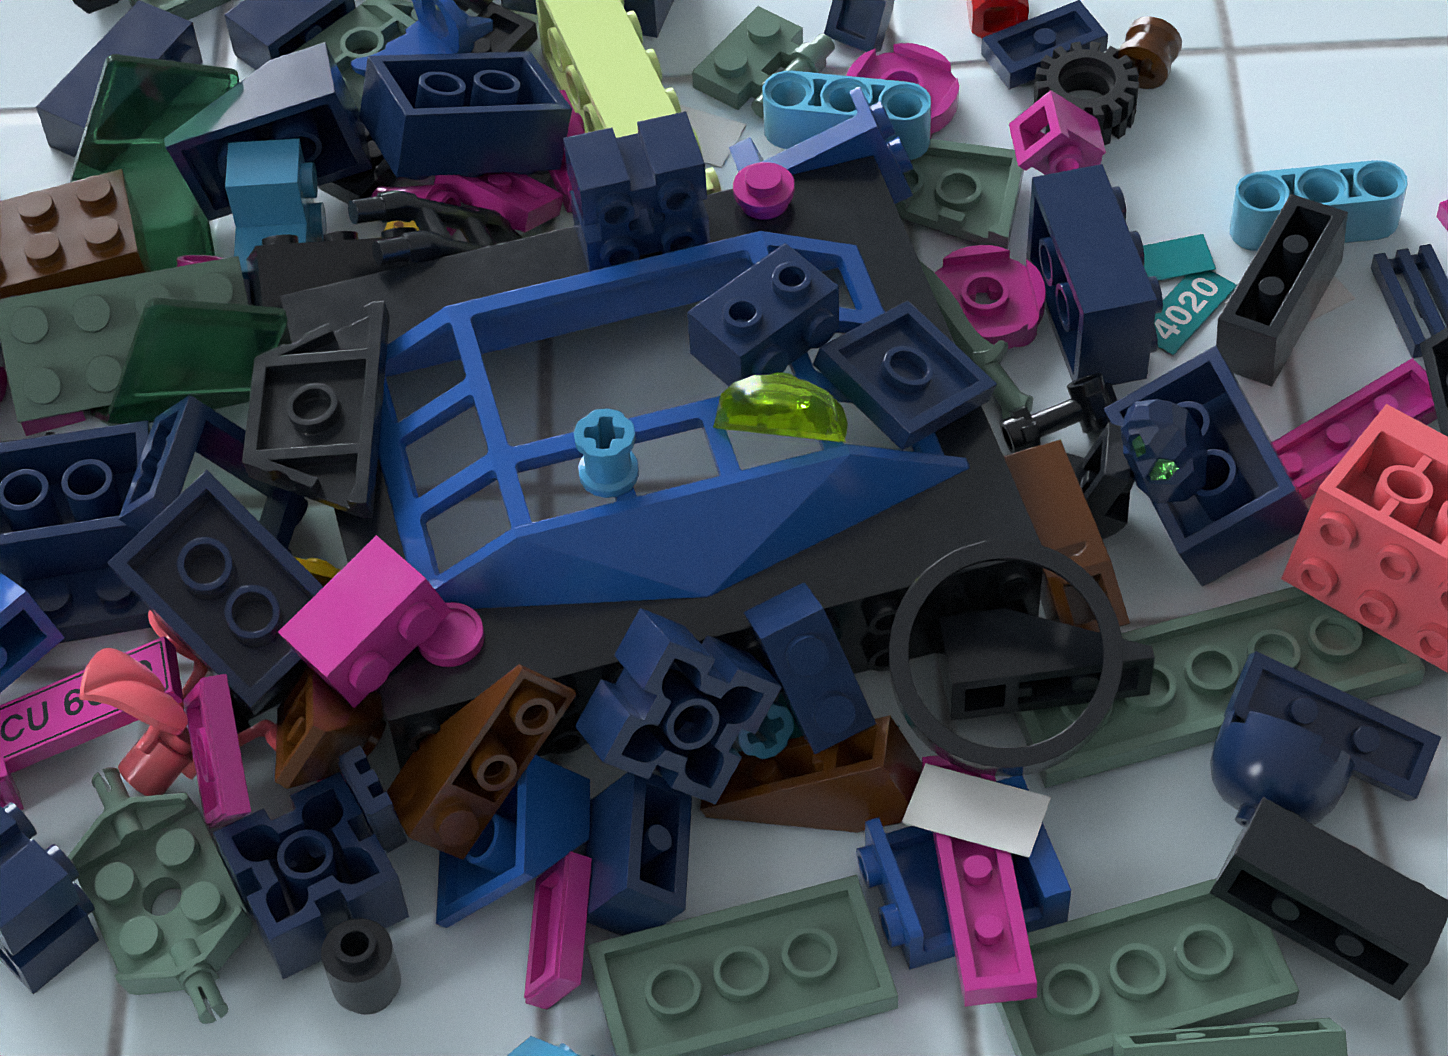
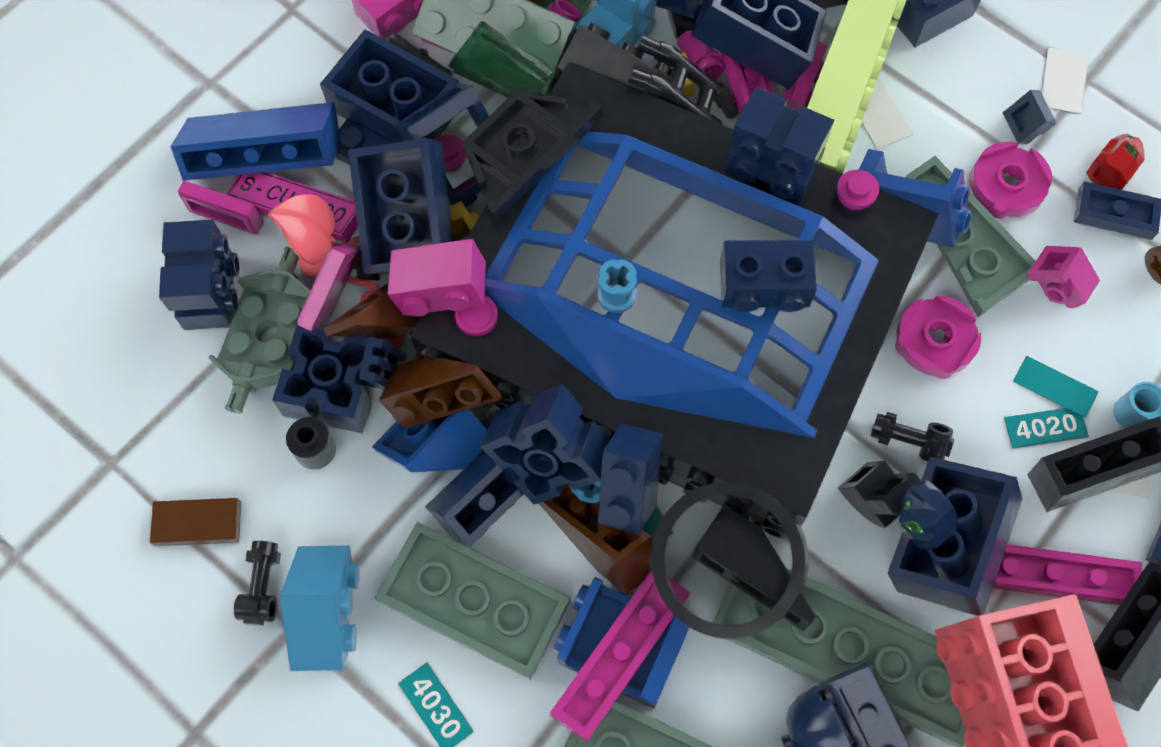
camera: 40 degrees right, 15 degrees up
(558, 931) = (412, 502): dark pink tile -> none
(753, 54) = (949, 96): sand green plate -> none
(781, 407) = (731, 332): clear neon green plate -> none
(809, 103) = (953, 153): medium azure beam -> none
(904, 374) = (821, 361): dark blue plate -> none
(977, 348) = (902, 367): sand green sword -> none
(977, 810) = (650, 621): white sticker -> none
(1067, 526) = (835, 510): reddish brown slope -> none
(1093, 72) = (1128, 246): black tyre -> none
(1093, 275) = (1003, 373): dark blue brick -> none

